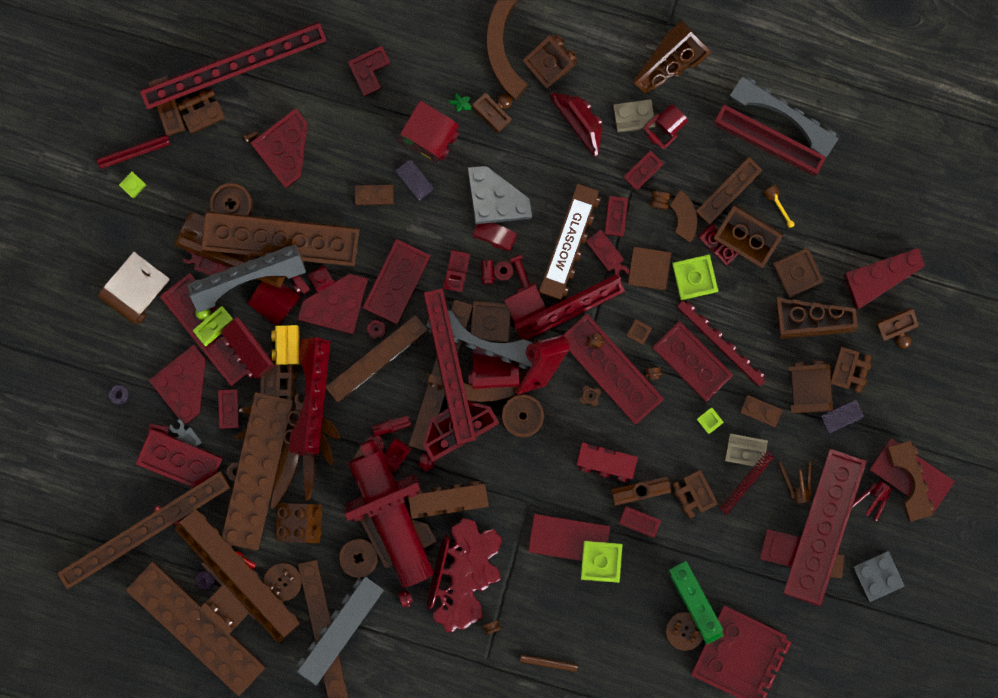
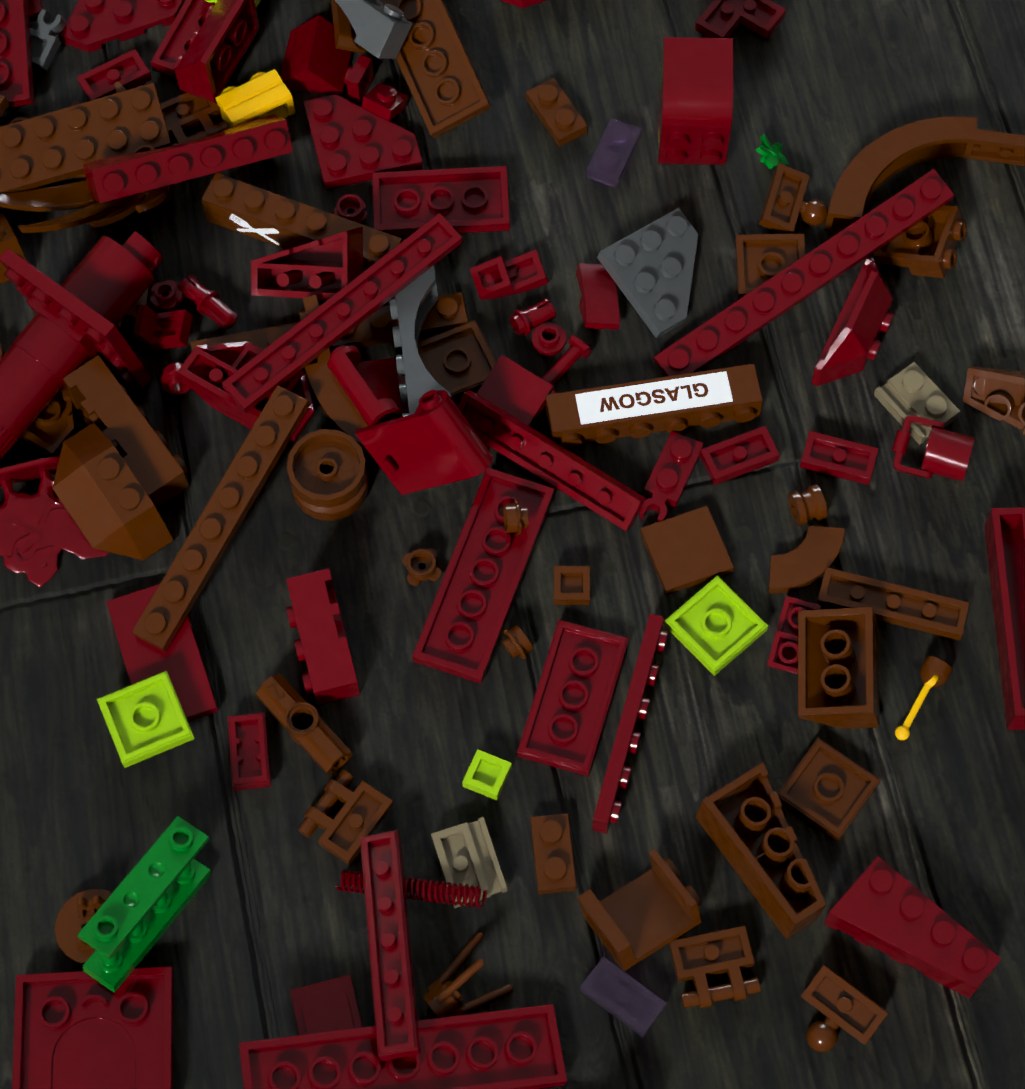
camera: 60 degrees right, 20 degrees down
(409, 368) = (311, 268): none -> dark red wedge
(477, 527) = (107, 498): none -> reddish brown wedge
(520, 477) = (221, 518): none -> reddish brown plate
(524, 141) = (763, 257): none -> reddish brown plate
(543, 130) = (805, 276): none -> dark red plate
(770, 505) = (389, 946): none -> dark red tile

